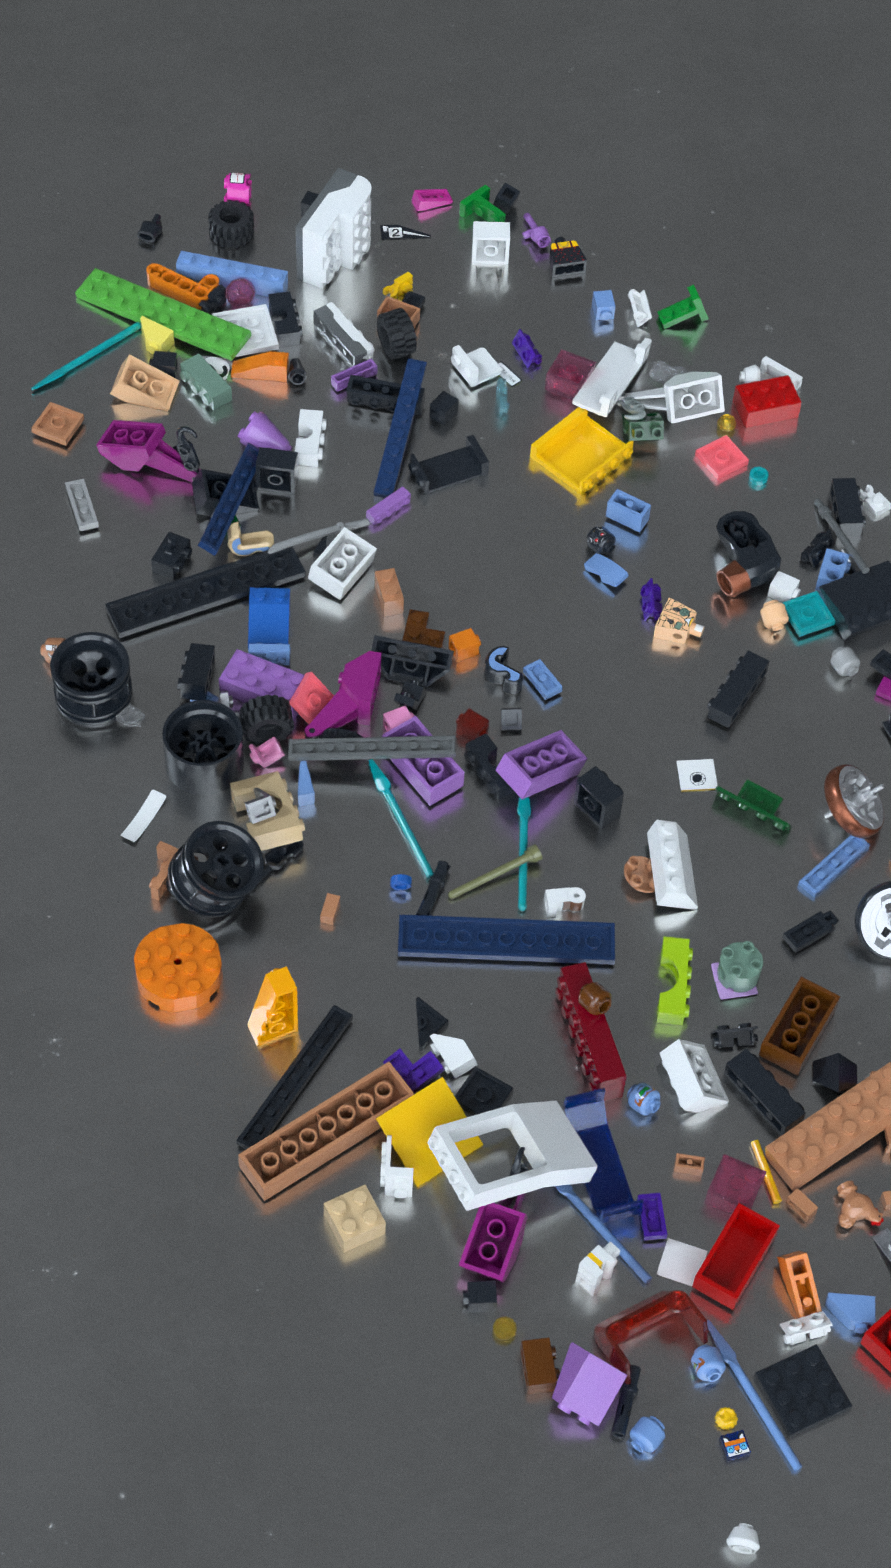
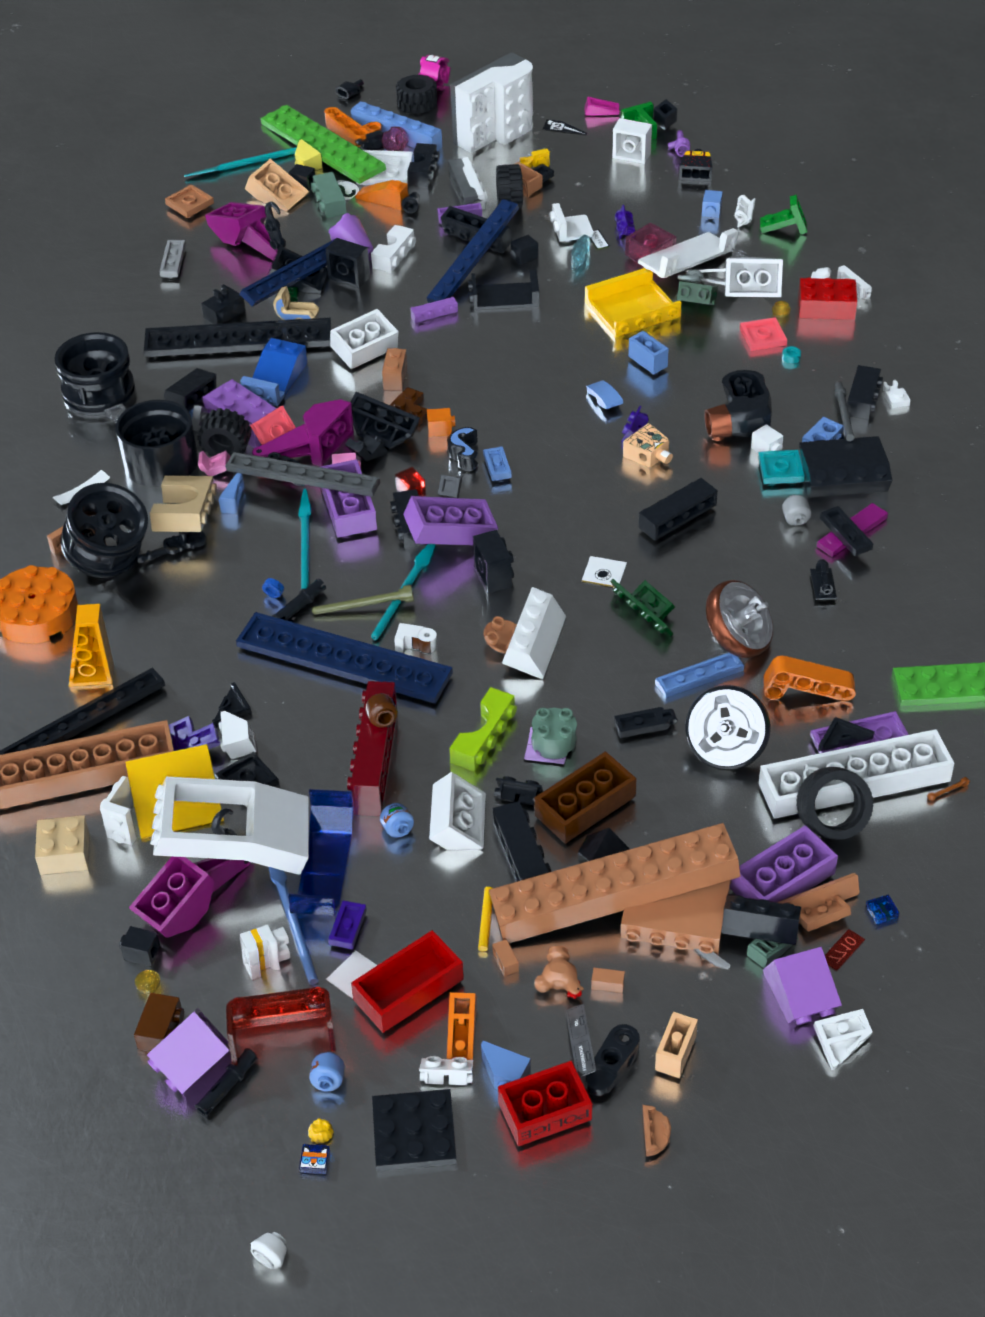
camera: 25 degrees right, 10 degrees down
(261, 807) = (171, 492): bracket -> none
(318, 534) = (351, 316): light grey sword -> none
(330, 909) = (197, 594): nougat piece -> none
(601, 540) = (611, 370): black head -> none
(647, 1434) = (229, 1119): medium blue head -> none
(689, 1164) = (411, 890): nougat piece -> none
(729, 1357) = (355, 1074): medium blue piece -> none
(734, 1184) = (445, 915): clear pink brick -> none
(774, 615) = (746, 460): light nougat head -> none
(817, 552) = (810, 420): black hinge -> none

